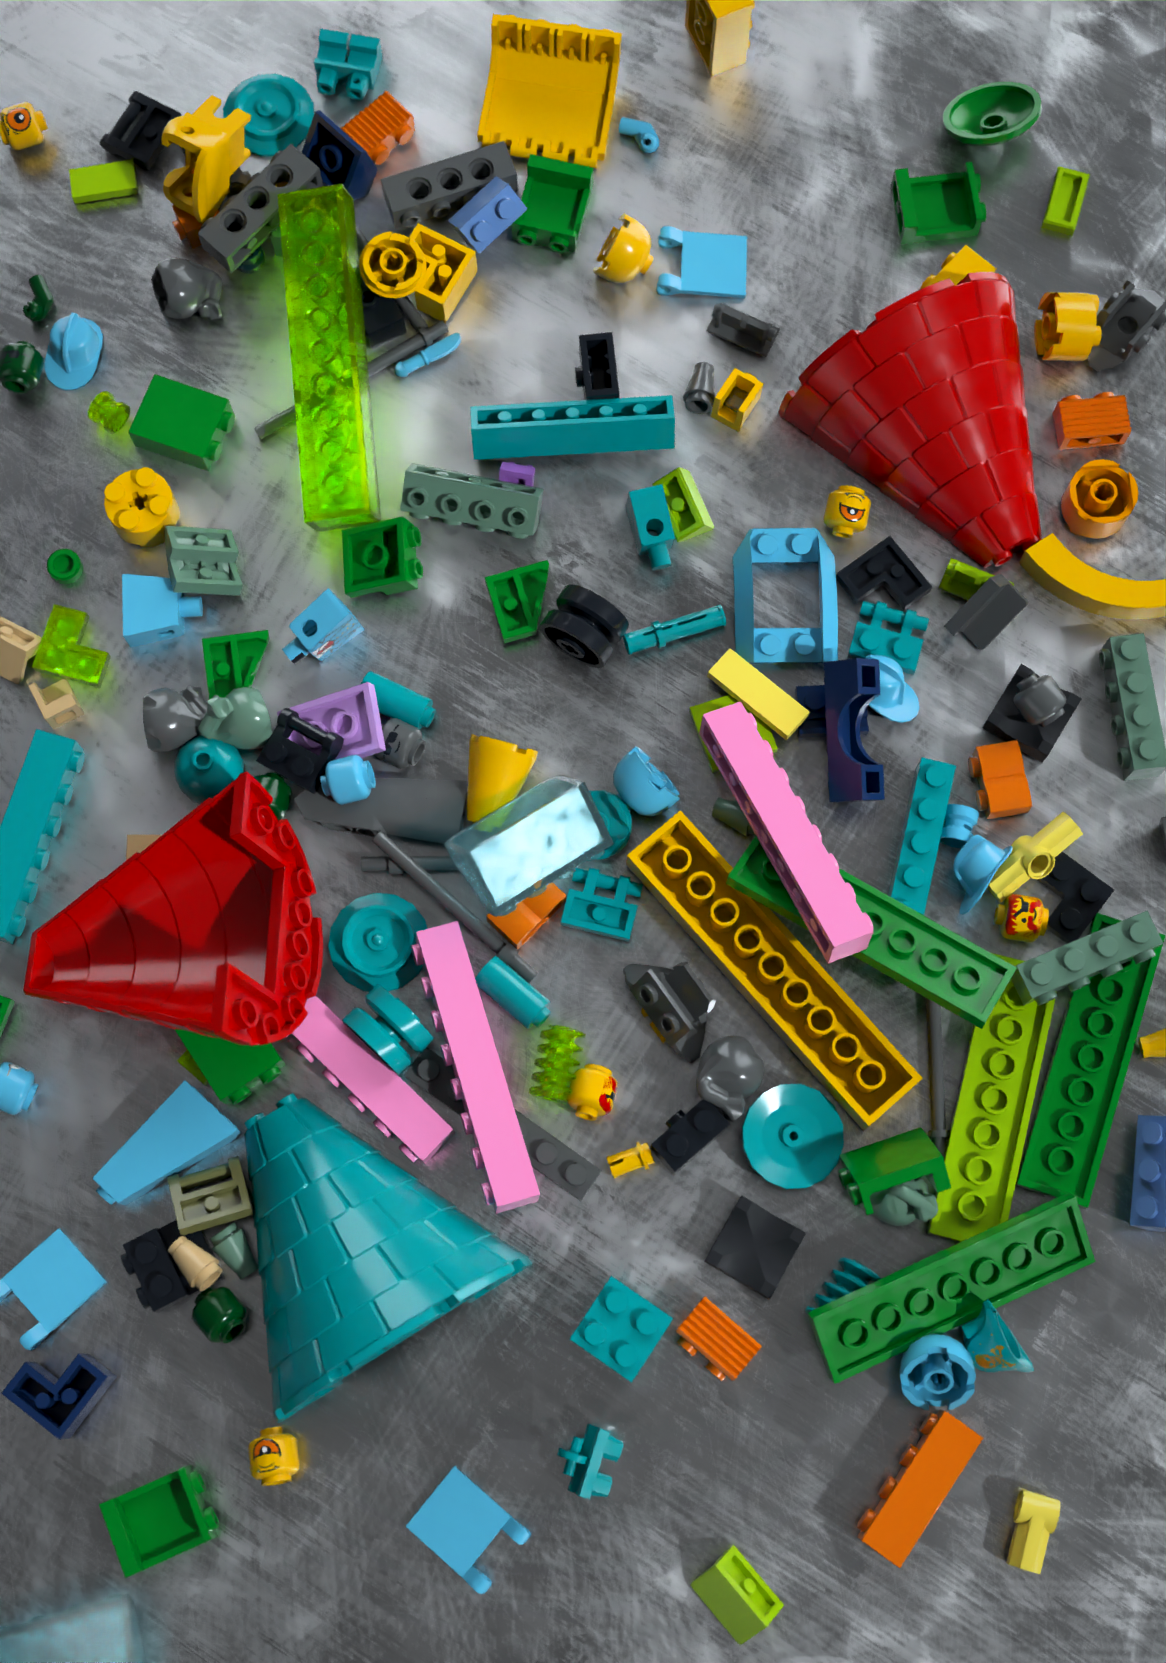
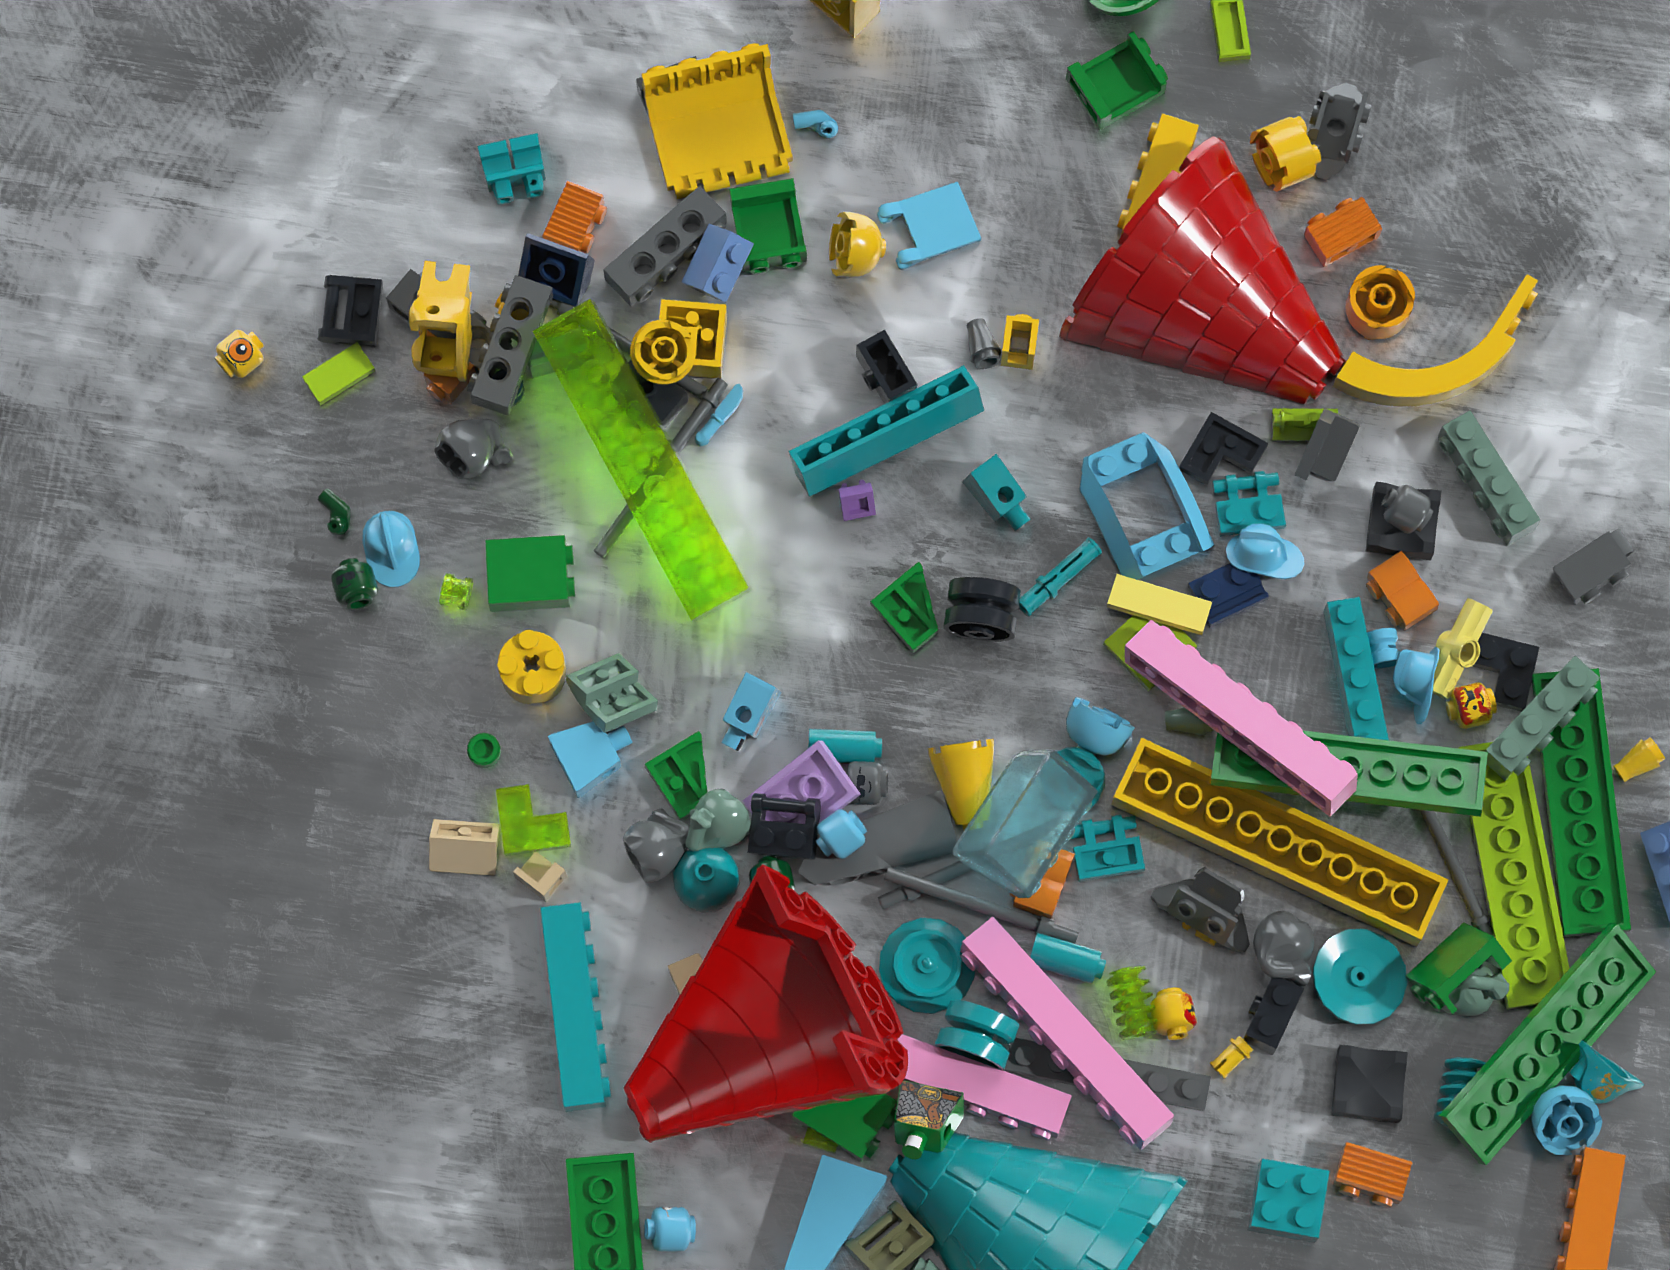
camera: 25 degrees left, 0 degrees up
(278, 112) = (461, 235): teal piece -> none
(299, 1088) = (926, 1118): none -> torso
(381, 557) = (769, 622): green plate -> none
(471, 500) = (827, 535): sand green brick -> none
(685, 505) = (1018, 458): lime slope -> none
(742, 329) = (994, 272): dark grey hinge -> none
(847, 511) = (1163, 405): yellow head -> none
(848, 691) = (1239, 571): dark blue arch -> none

